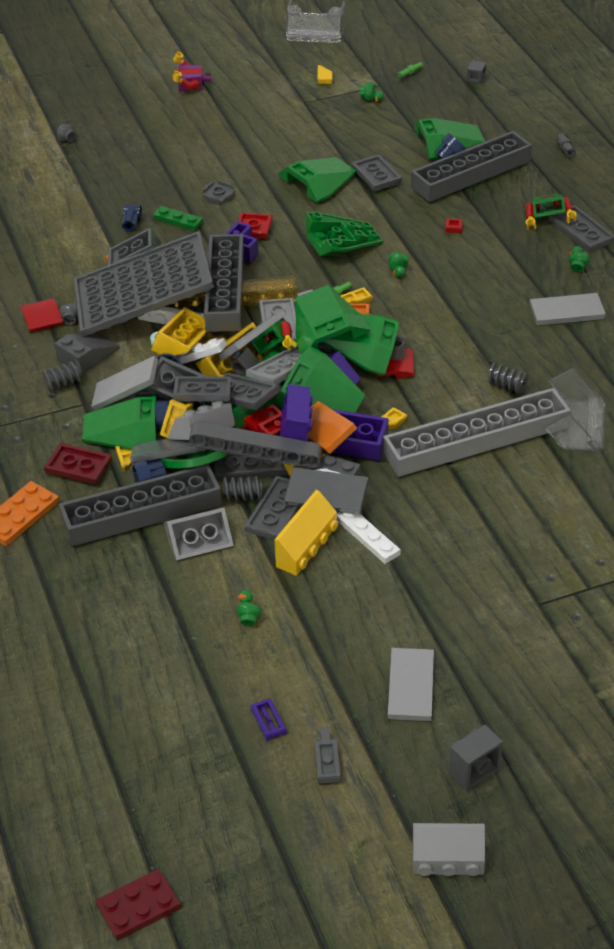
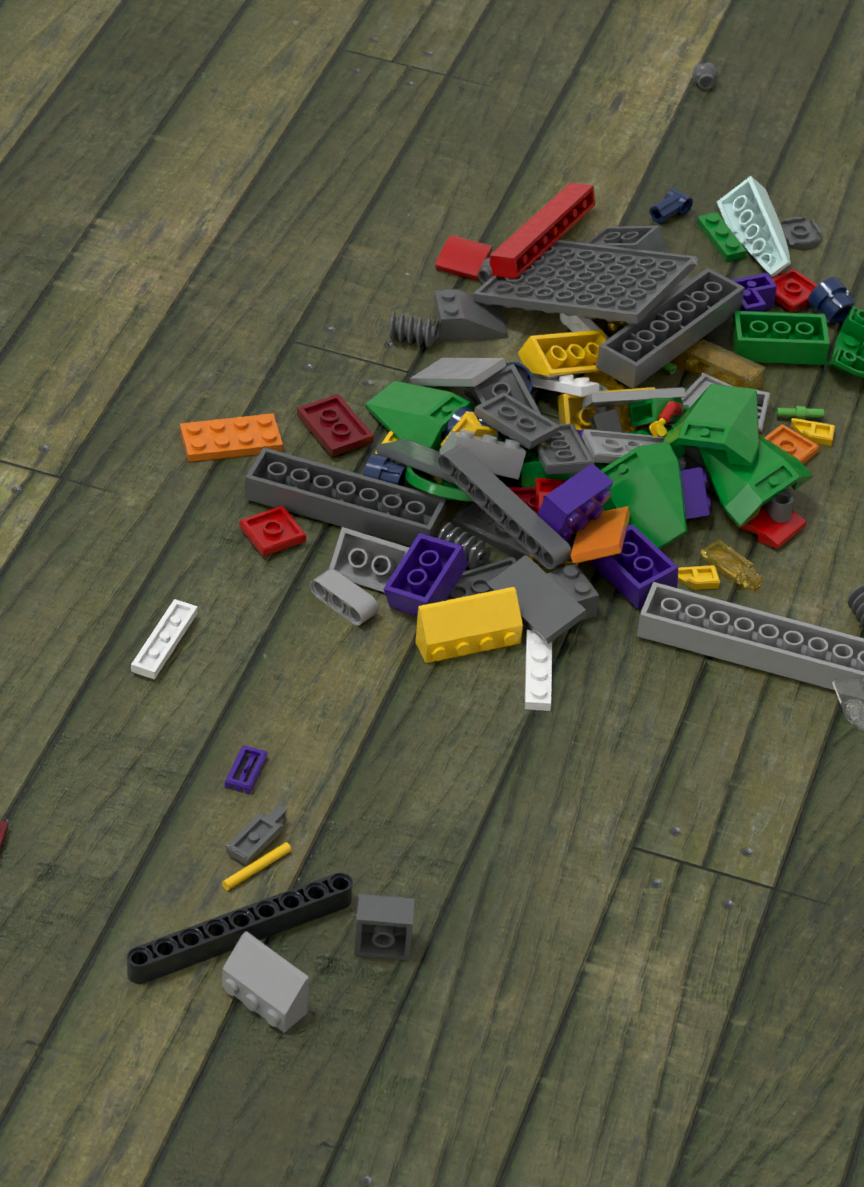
camera: 35 degrees right, 0 degrees up
(77, 271) = (542, 230): none -> red brick
(113, 555) = (272, 531): none -> red plate
(123, 671) = (164, 639): none -> white plate
(190, 199) = (756, 224): none -> light aqua wedge
(206, 566) = (344, 597): none -> light grey beam
(247, 611) = (333, 661): green animal -> none
(248, 519) = (425, 574): none -> dark purple brick
(281, 254) = (780, 337): none -> green brick
(286, 218) = (832, 300): none -> dark blue piece
(346, 778) = (256, 866): none -> yellow bar
(391, 814) = (223, 932): none -> black beam
(403, 400) = (732, 564): none -> clear yellow hinge
(411, 684) = (413, 829): light grey tile -> none

